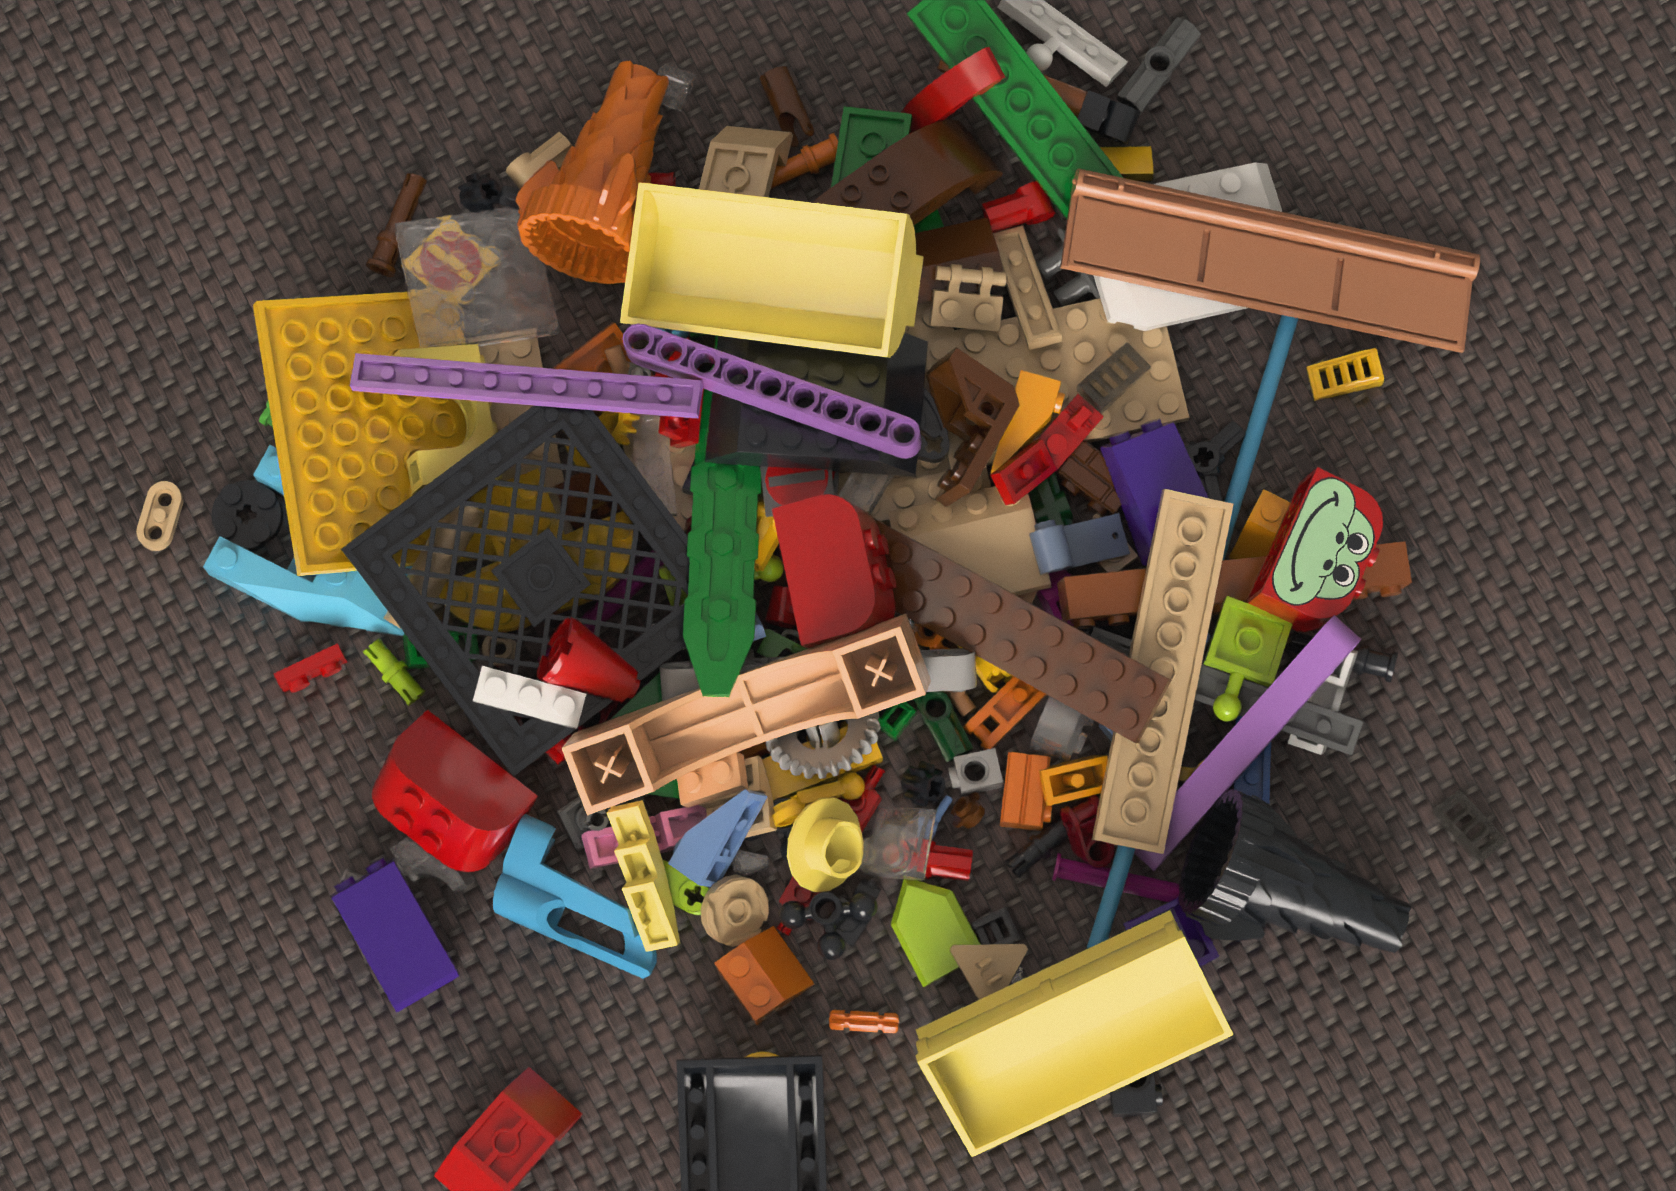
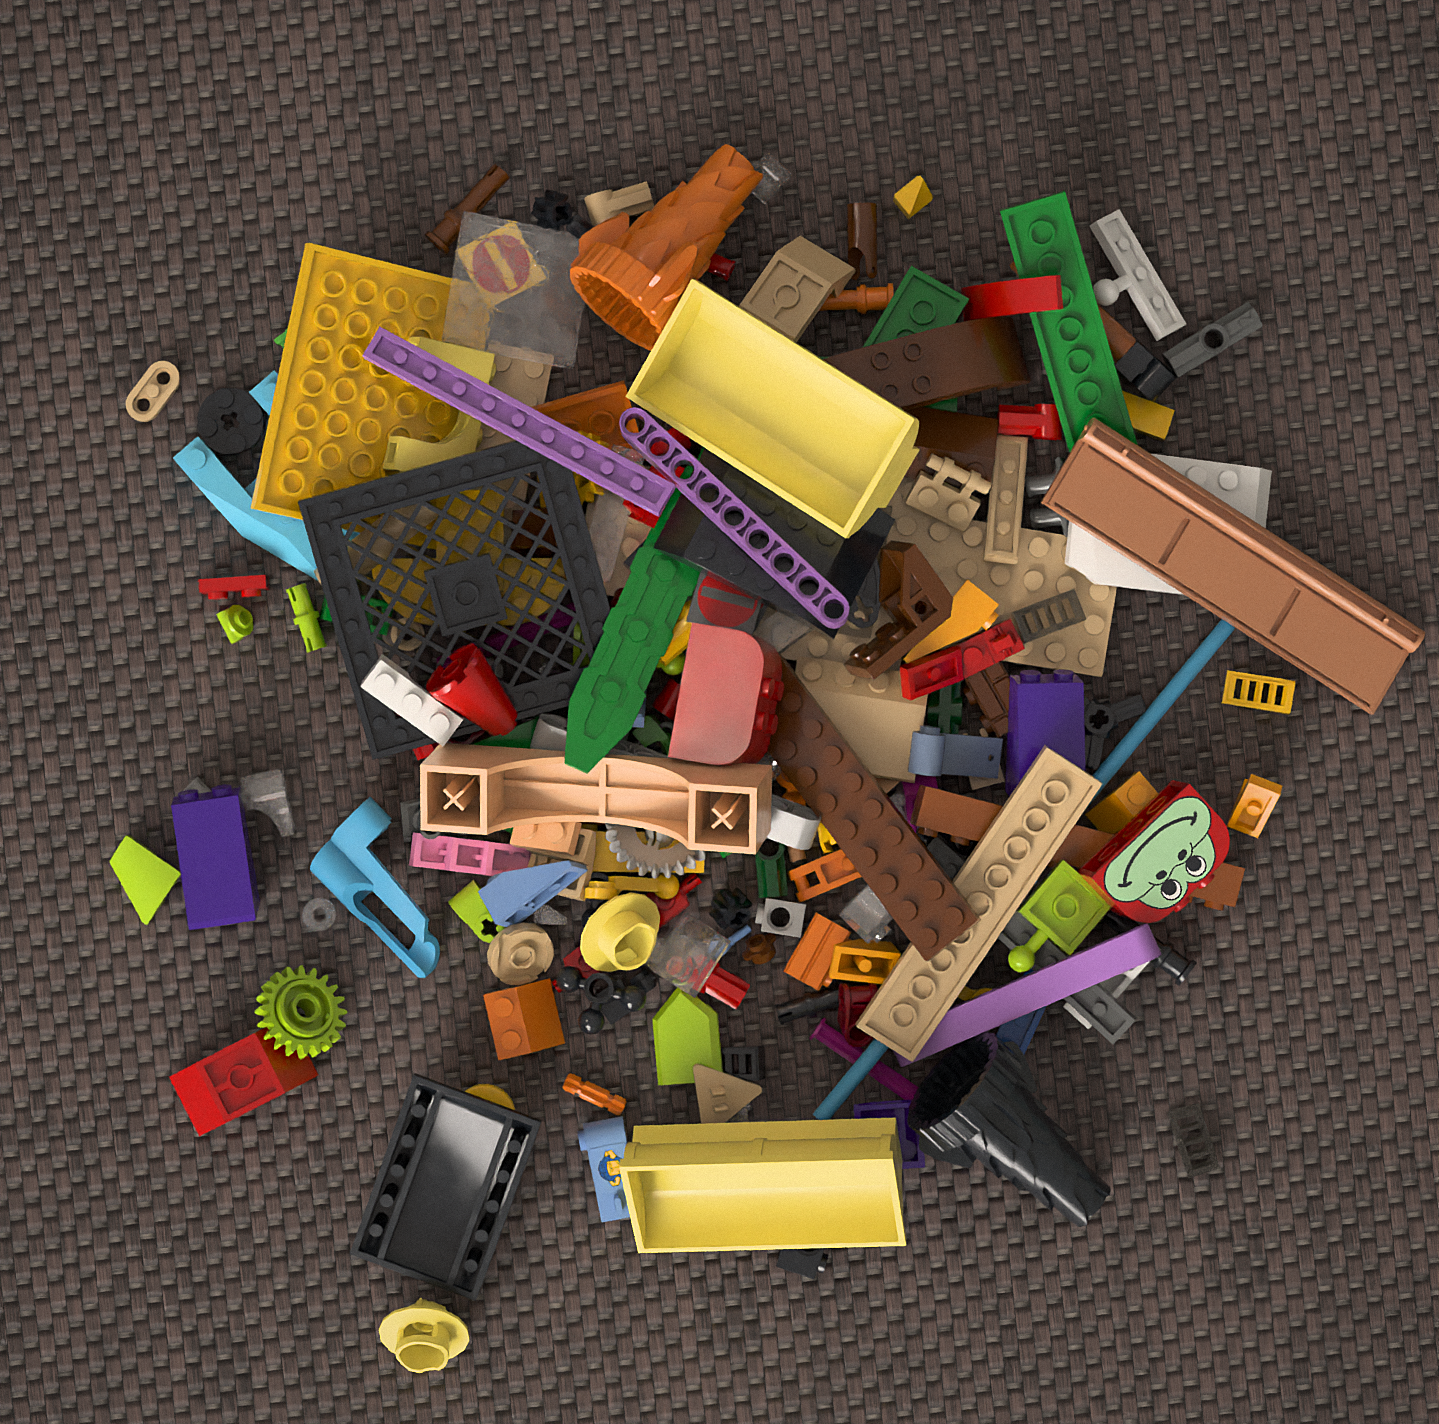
camera: 20 degrees right, 10 degrees up
(327, 705) = (236, 622): none -> lime plate
(331, 987) = (143, 876): none -> lime slope
(449, 795) = (309, 754): red brick -> none
(515, 945) = (308, 914): none -> clear plate
(556, 1071) = (284, 1022): none -> lime gear
(619, 364) = (612, 428): medium nougat arm -> none
(645, 876) = (453, 897): light yellow slope -> none
(818, 47) = (913, 197): none -> yellow slope
(899, 1071) = (605, 1146): none -> medium blue door
(1389, 478) = (1254, 805): none -> light orange slope

